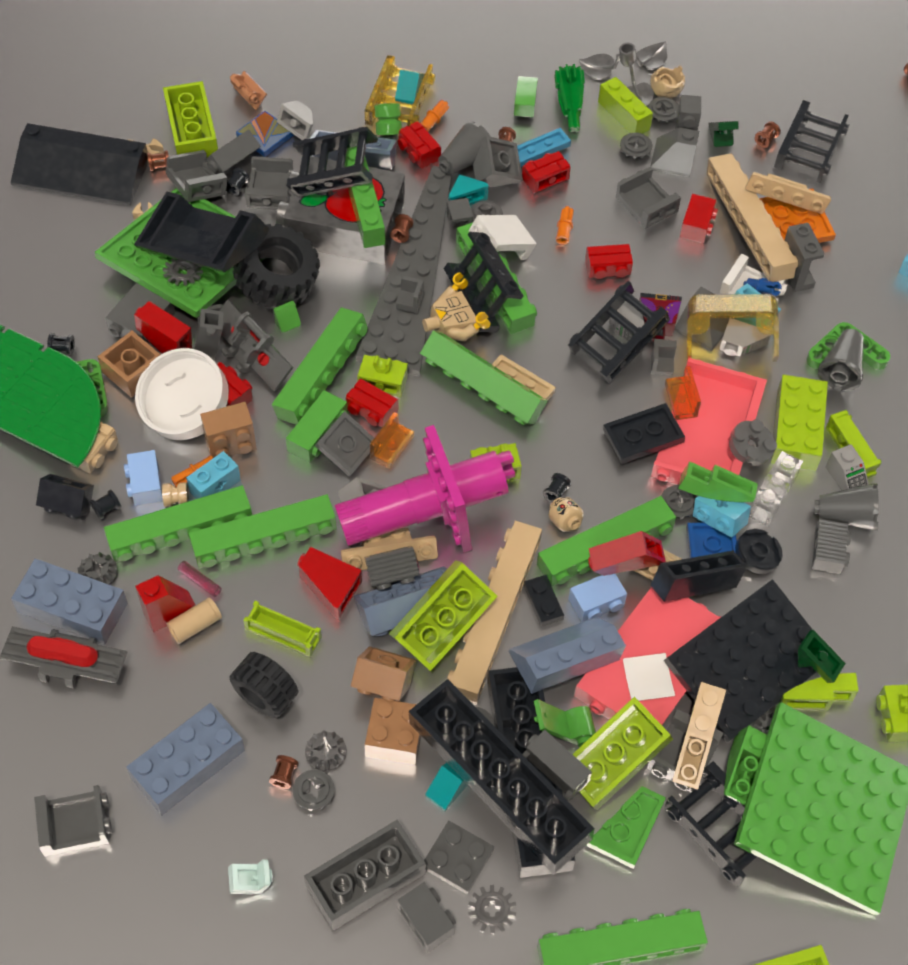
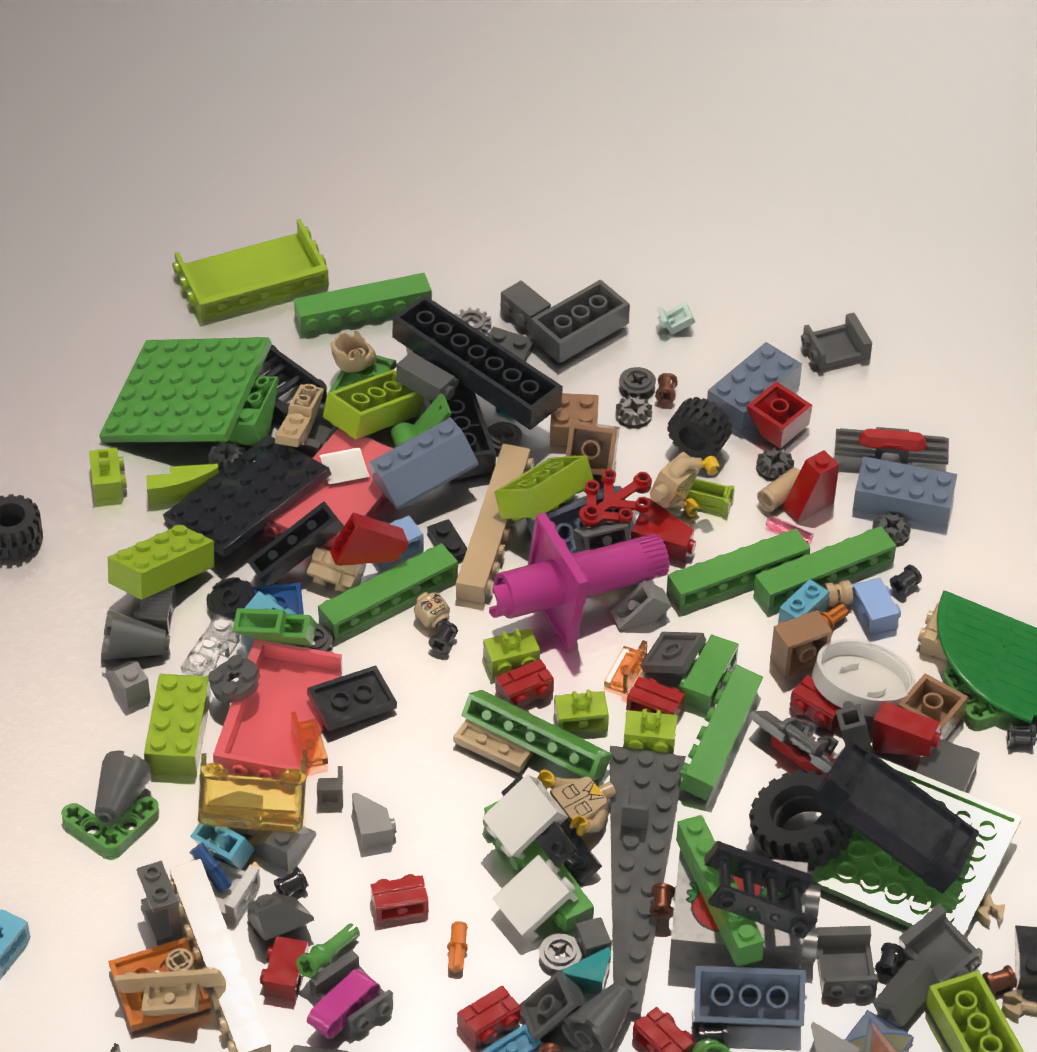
camera: 175 degrees right, 10 degrees down
(64, 496) = (947, 575): black brick -> none
(168, 703) = (779, 414): none -> red slope
(190, 672) = (765, 461): none -> dark grey gear
(306, 597) = (677, 479): none -> tan torso
(373, 588) = (593, 514): none -> red plant
(440, 400) = (582, 711): none -> lime brick
(487, 430) = (525, 684): none -> red brick
(505, 265) = (523, 816): none -> white panel
(627, 351) = (379, 768): black fence -> none
(637, 835) = (352, 352): none -> tan hair
(654, 181) = (350, 995): none -> dark pink beam
(667, 302) = (335, 834): torso -> none
(671, 213) = (321, 954): none -> bright green pin
(695, 281) = (291, 882): none -> black bush
(706, 250) = (277, 914): none -> dark grey slope
(780, 211) = (179, 959): none -> tan wheel
(820, 656) = (185, 483): dark green slope -> none
(833, 571) = (160, 561): none -> lime brick
(846, 433) = (119, 708): lime container -> none

